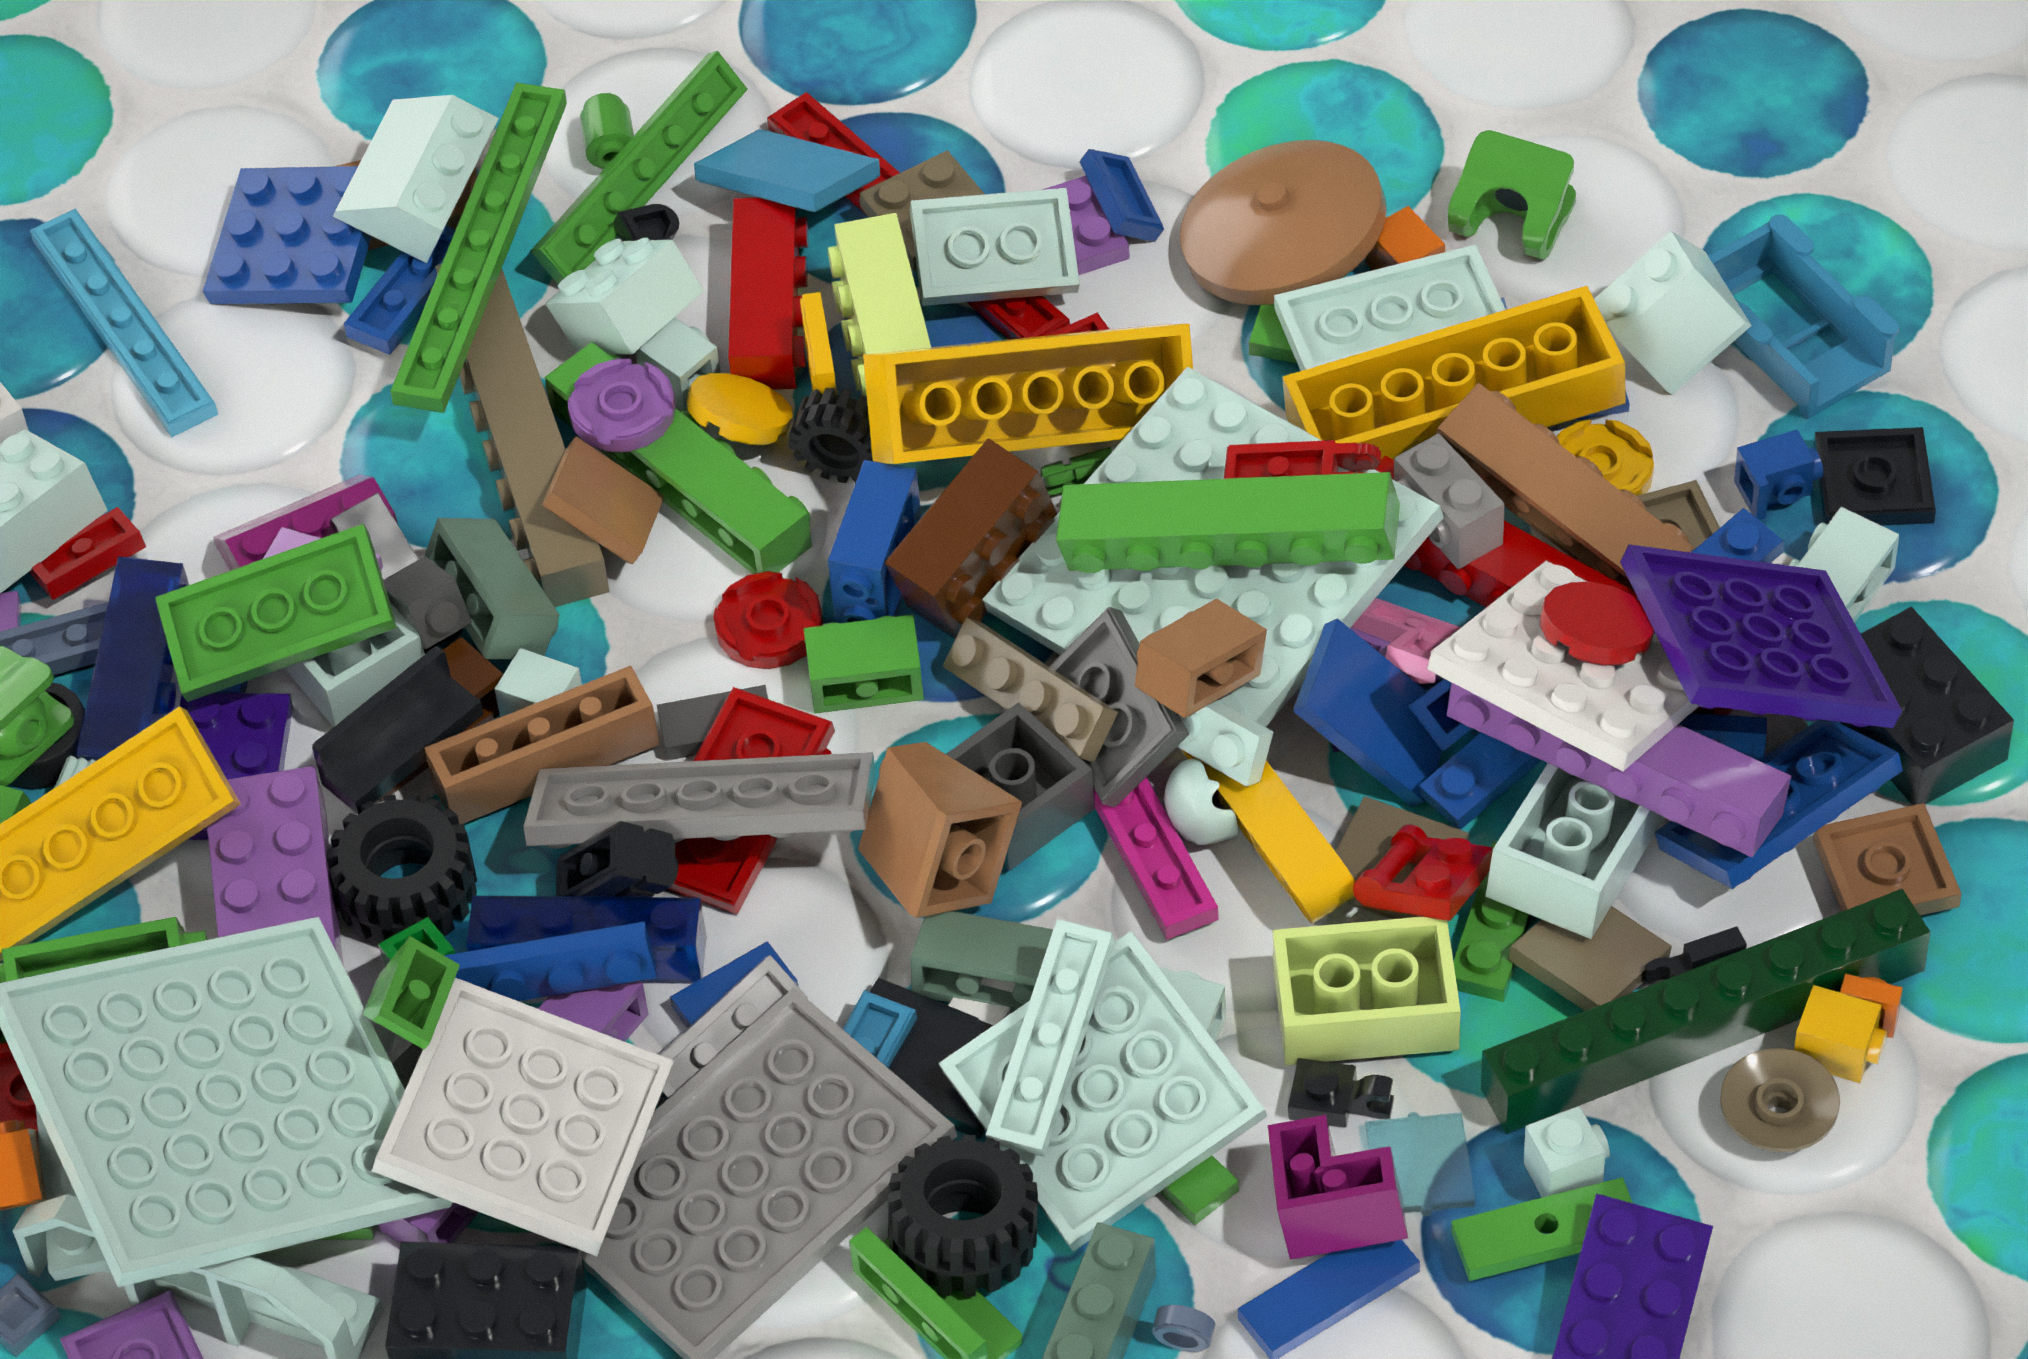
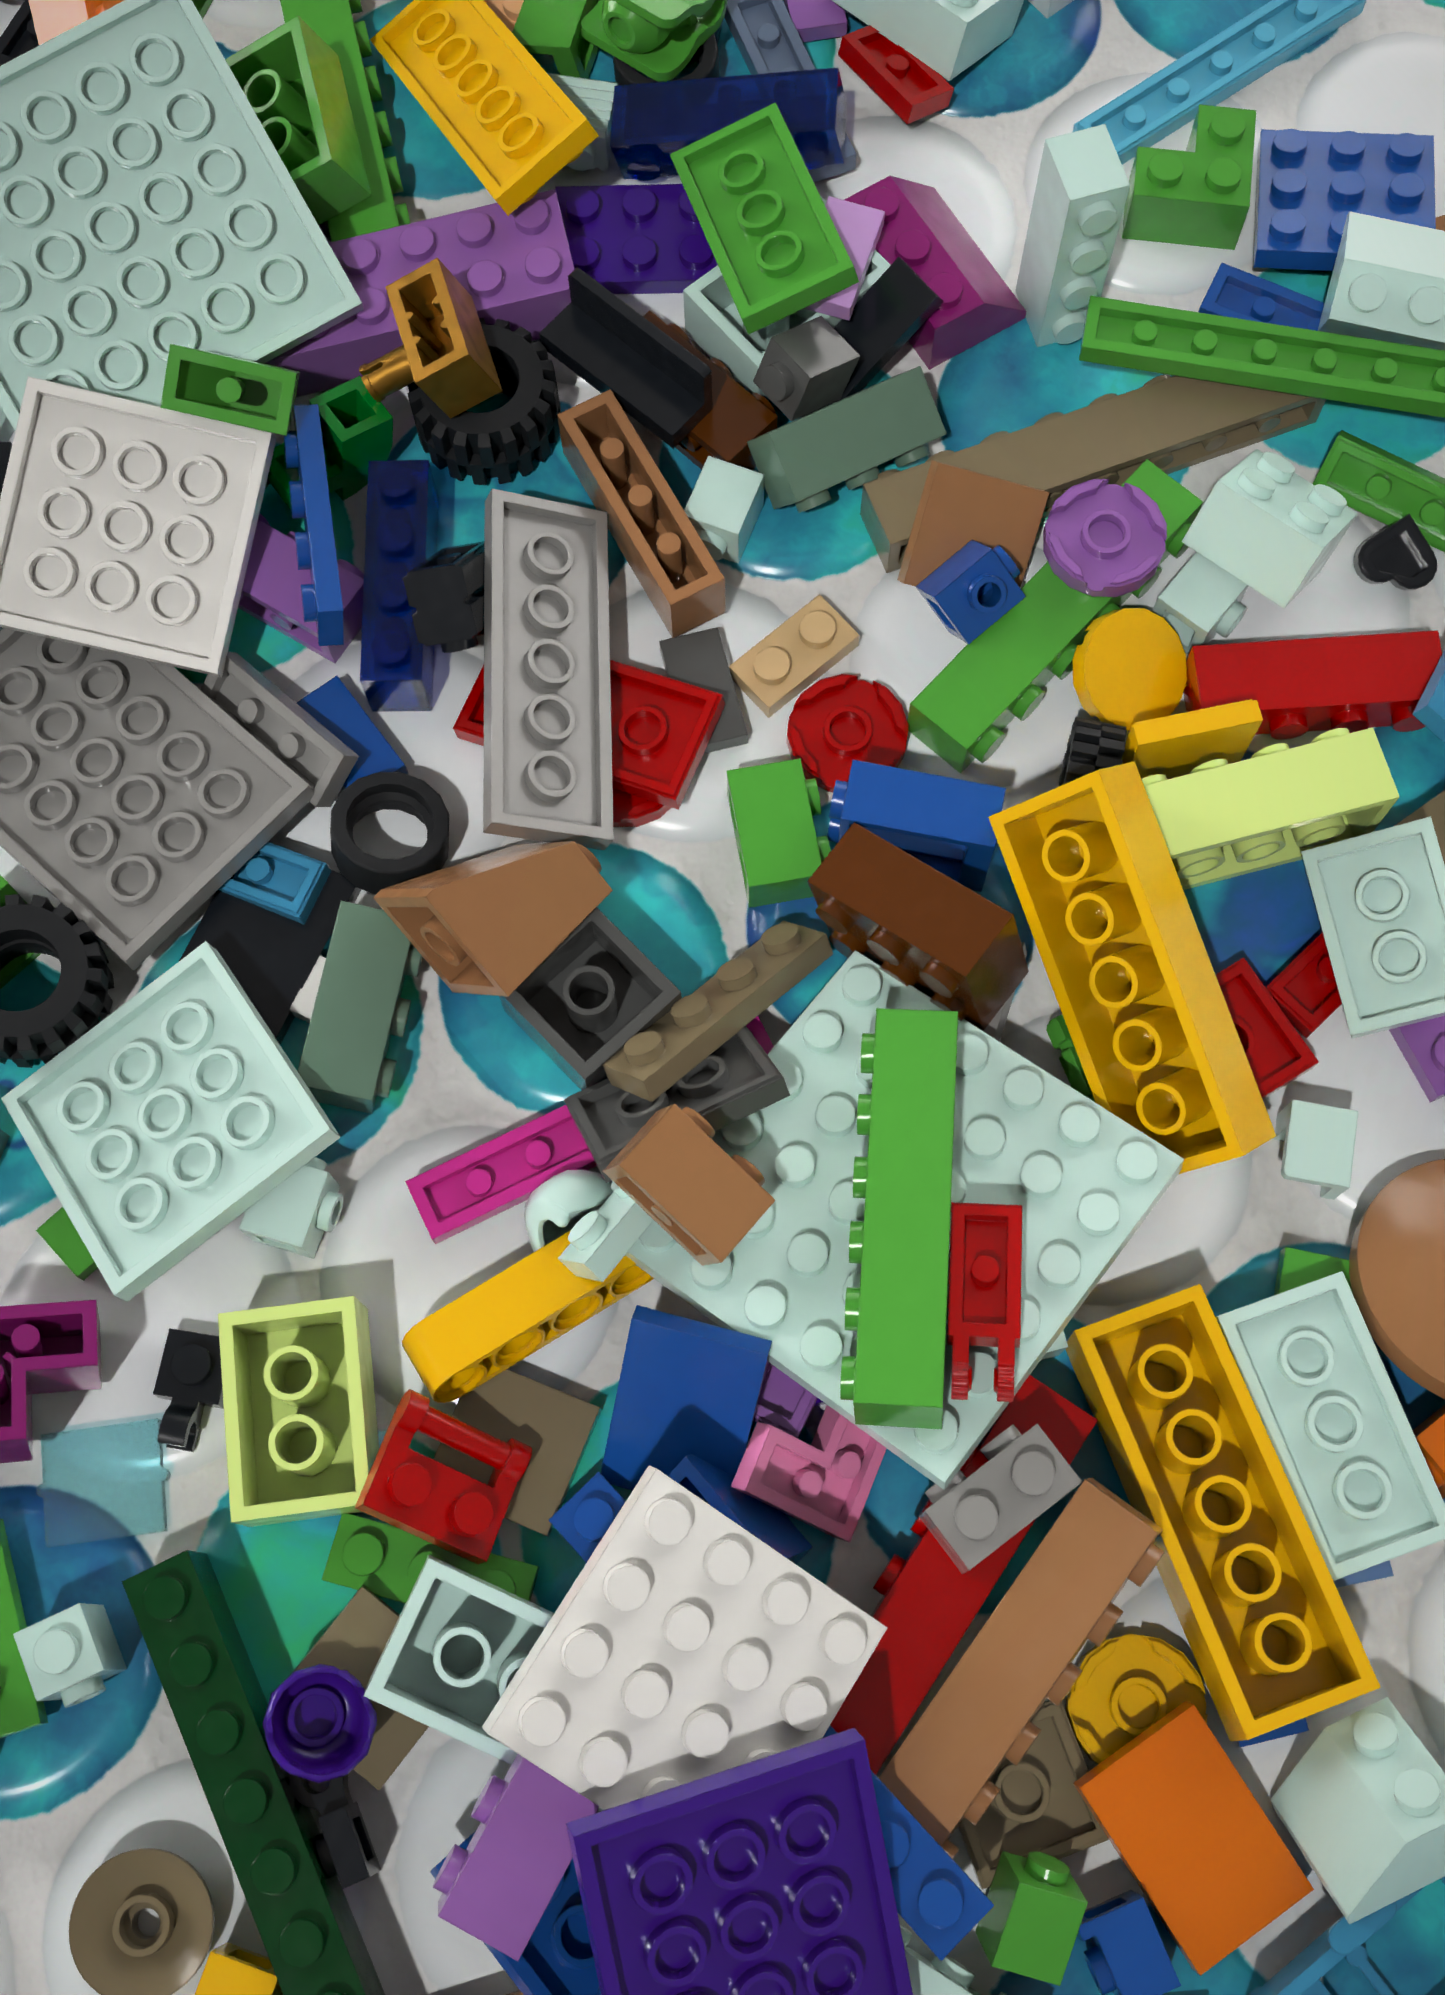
camera: 85 degrees right, 20 degrees up
(260, 331) = (1197, 192): none -> bright green brick
(343, 390) = (1070, 232): none -> light aqua brick
(375, 852) = (441, 343): none -> pearl gold brick
(659, 500) = (972, 589): none -> blue brick
(687, 653) = (794, 655): none -> tan plate
(848, 972) = (388, 792): none -> black tyre
(1050, 1037) = (201, 1050): light aqua plate -> none
(1171, 305) = (1317, 1145): none -> light aqua panel
(1596, 623) = (730, 1693): red tile -> none
(1621, 951) = (319, 1723): none -> dark purple hair
(1689, 428) = (1193, 1837): none -> orange tile
(1764, 502) = (1032, 1916): none -> bright green brick

